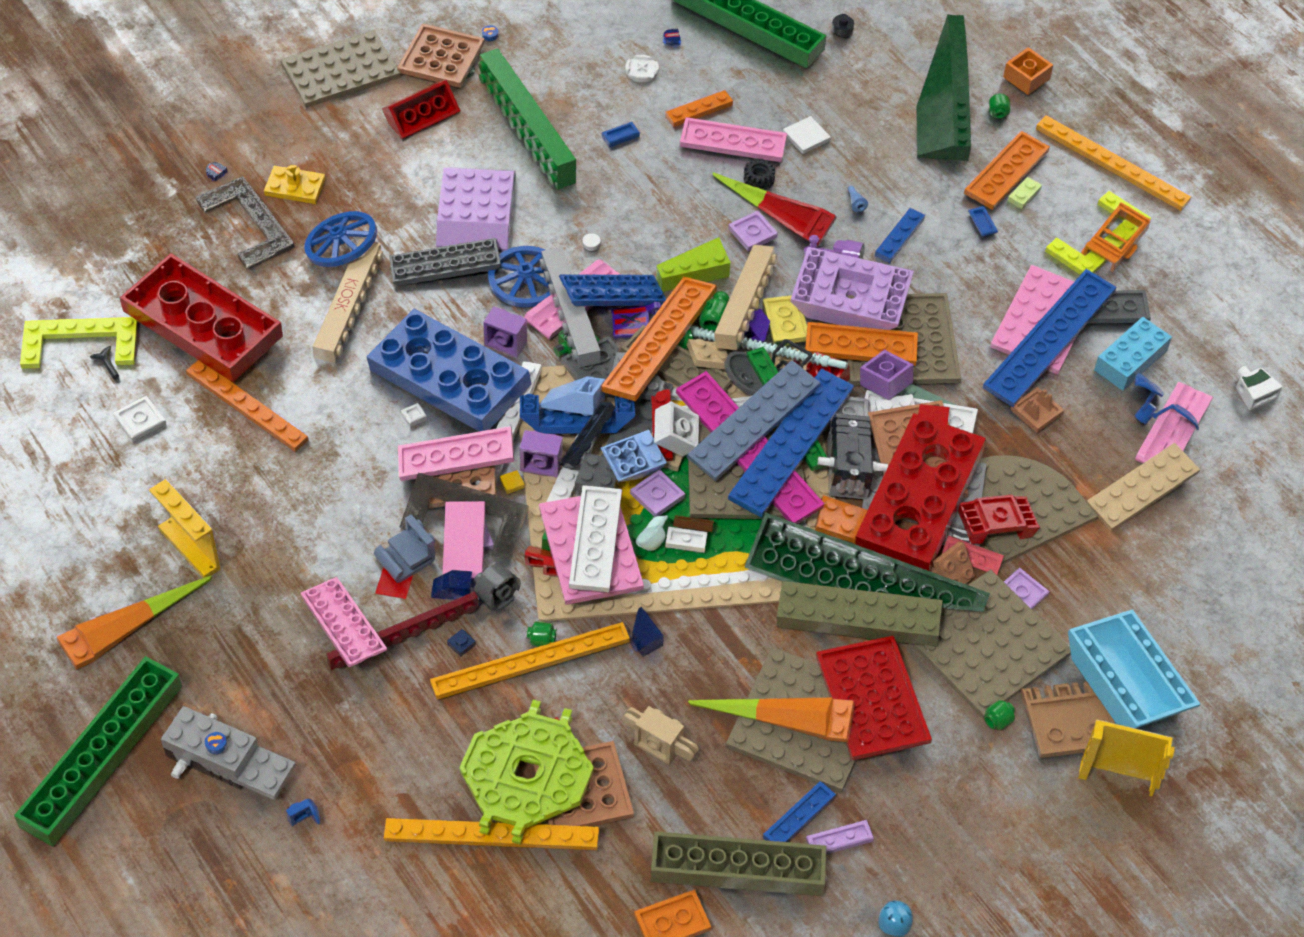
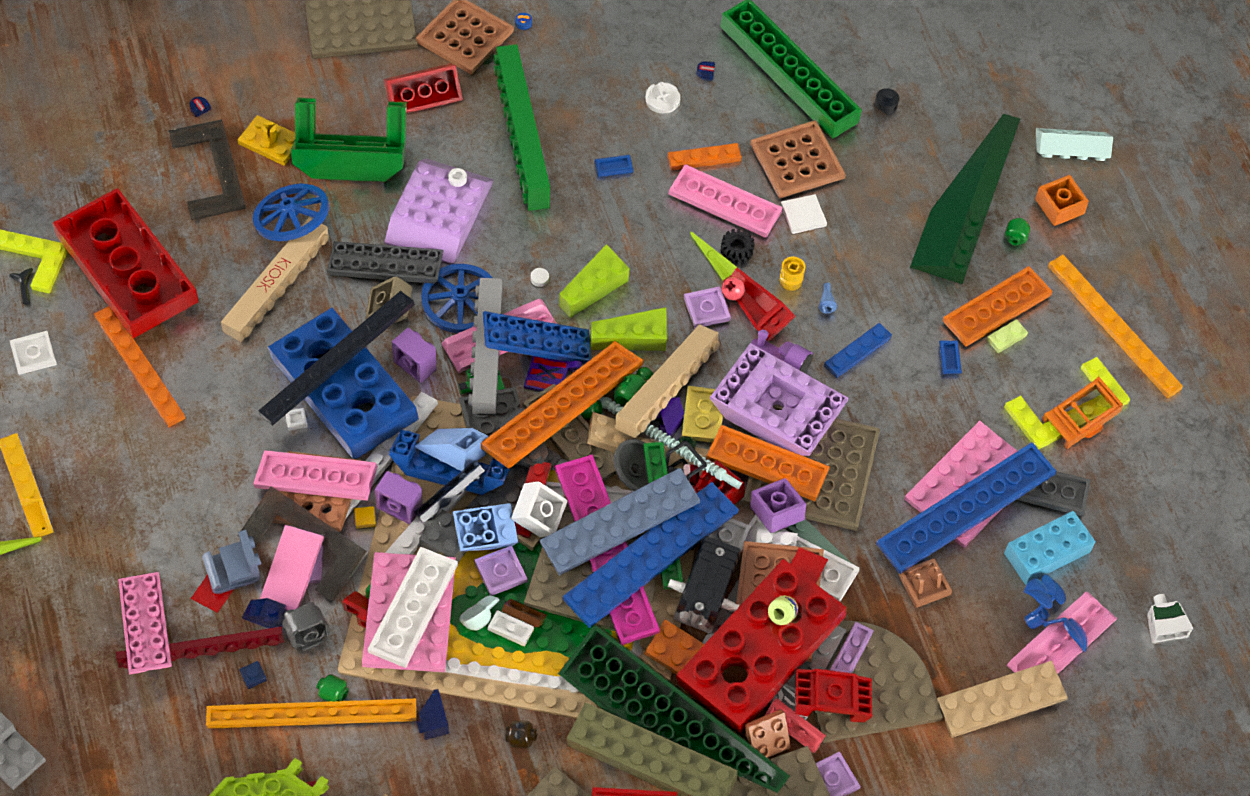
camera: 15 degrees right, 5 degrees up
(376, 179) = (348, 155): none -> green wedge
(438, 347) = (336, 358): none -> black plate
(461, 293) = (384, 292): none -> dark tan slope
(486, 172) = (457, 177): none -> white tile
(644, 232) = (594, 282): none -> lime wedge
(731, 627) = (520, 734): none -> dark brown head
(773, 73) = (801, 150): none -> nougat piece
(776, 208) = (729, 284): none -> coral piece
(818, 184) = (792, 273): none -> yellow wheel
(933, 459) = (783, 610): none -> yellowish green head
(998, 476) = (852, 648): none -> lavender tile
(1018, 24) = (1073, 143): none -> light aqua slope

